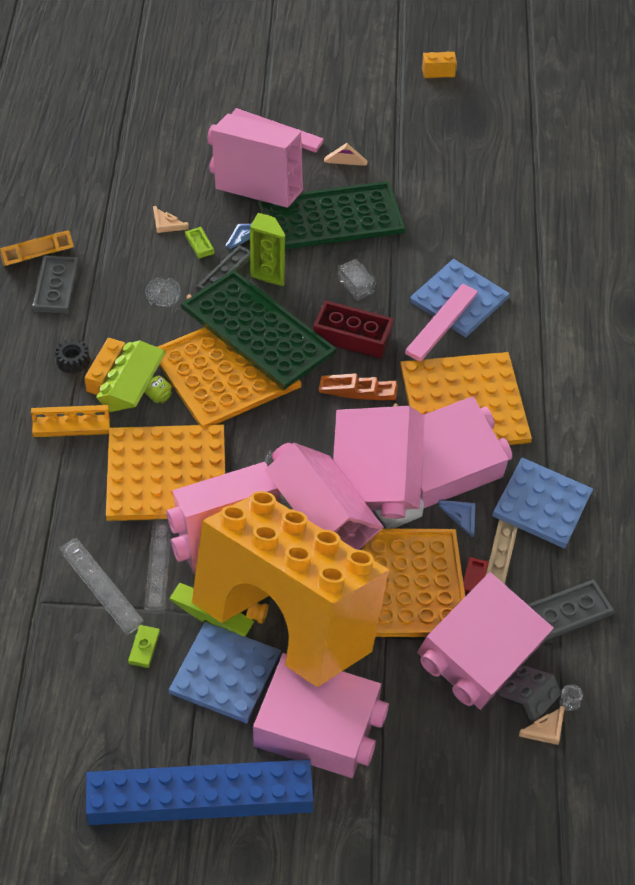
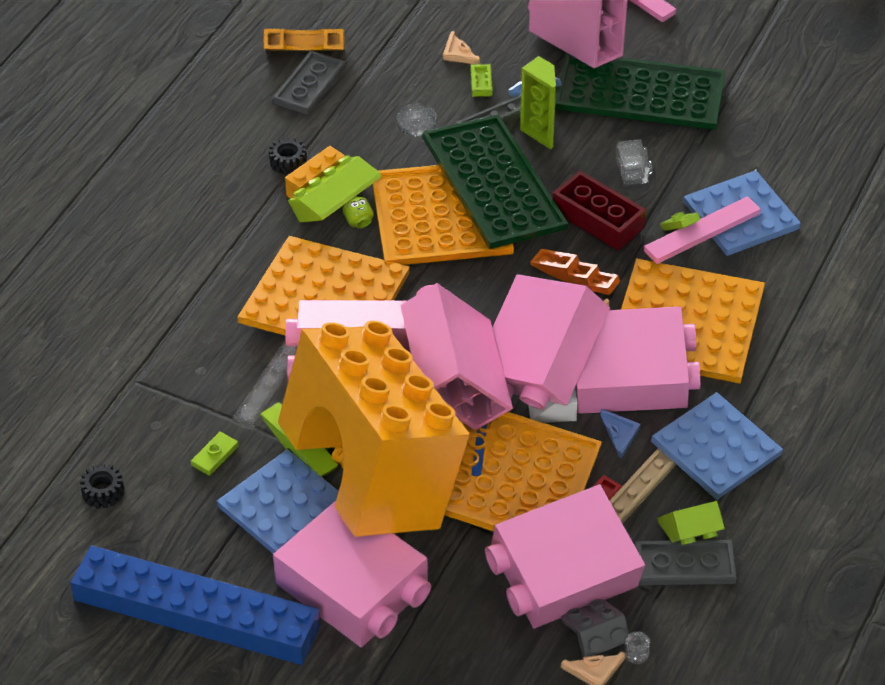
camera: 25 degrees right, 5 degrees down
(62, 721) = (106, 495): none -> black tyre
(70, 423) = (252, 221): light orange fence -> none
(101, 586) = (202, 384): clear plate -> none
(346, 155) = (691, 32): light nougat tile -> none
(421, 319) = (680, 221): none -> lime plate
(561, 575) = (692, 522): none -> lime slope

